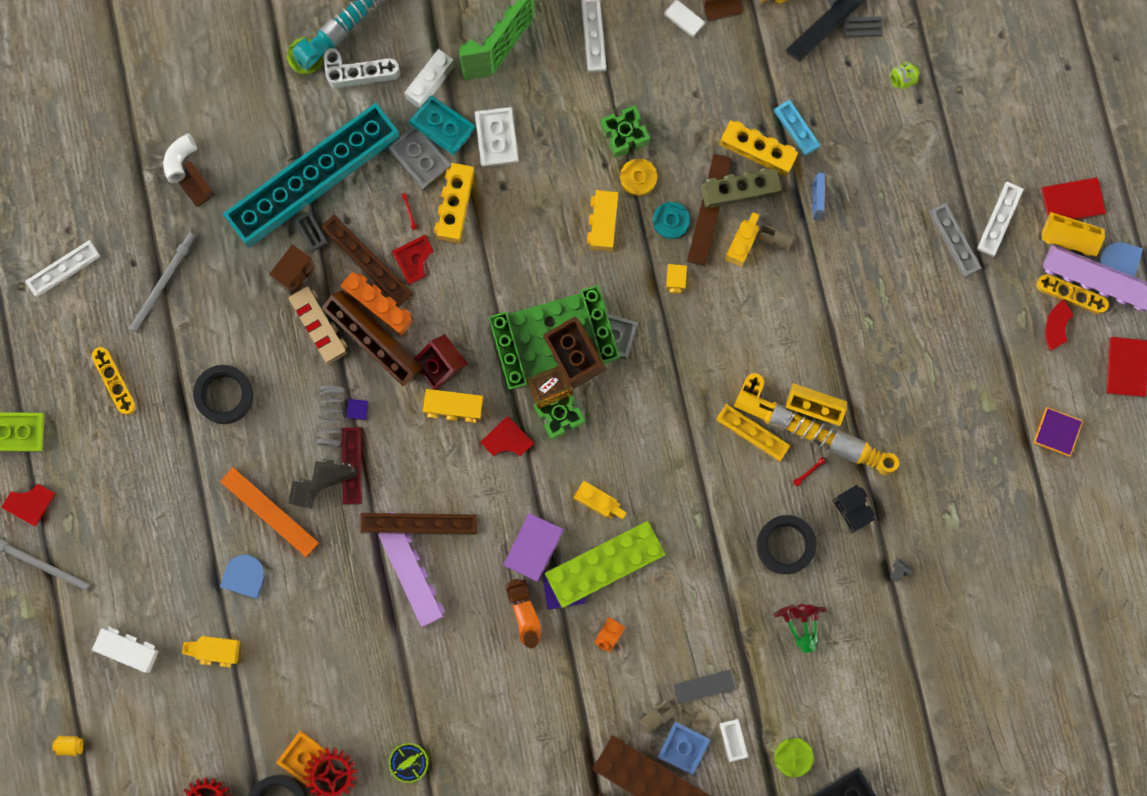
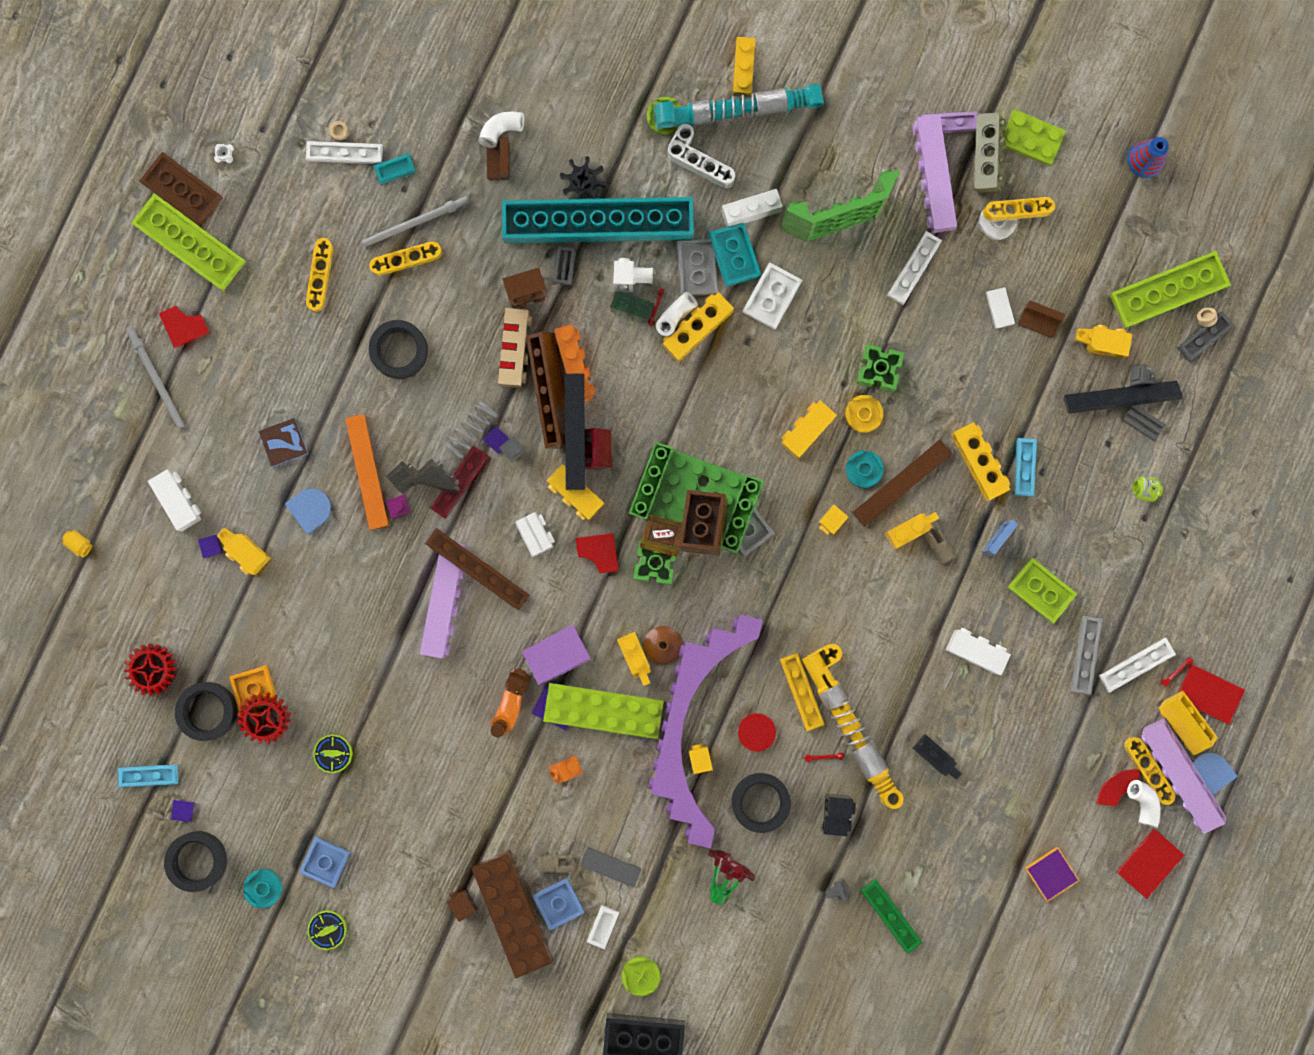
camera: 35 degrees right, 5 degrees up
(45, 254) = (338, 130): none -> tan tile
(114, 252) = (394, 168): none -> teal tile
(178, 319) = (405, 256): none -> yellow beam
(182, 538) = (283, 442): none -> reddish brown tile
(182, 667) = (210, 546): none -> dark purple tile
(269, 155) = (578, 174): none -> black gear
(315, 521) = (398, 506): none -> magenta plate
(366, 260) = (592, 322): reddish brown tile -> none
(368, 200) = (627, 274): none -> white brick
(376, 406) = (512, 449): none -> dark grey brick
(388, 223) = (631, 305): none -> clear green window
(412, 258) = (630, 347): red tile -> none
(417, 355) = (575, 431): none -> black tile
(429, 204) = (675, 314): none -> white cylinder
(444, 462) = (534, 534): none -> white brick
(607, 484) = (652, 647): none -> dark orange dish
(696, 575) = (669, 775): none -> medium lavender arch
(711, 545) = (700, 759): none -> yellow brick
(713, 197) = (912, 476): olive brick -> none
(741, 491) = (756, 732): none -> red tile
(816, 404) = (869, 707): yellow brick -> none
(868, 298) = (978, 651): none -> white brick
(882, 214) = (1042, 590): none -> lime plate
(898, 405) = (936, 756): none -> black hinge
(957, 559) = (891, 916): none -> green tile
(1031, 217) = (1165, 682): none -> red hinge
(1090, 319) = (1148, 802): none -> white cylinder

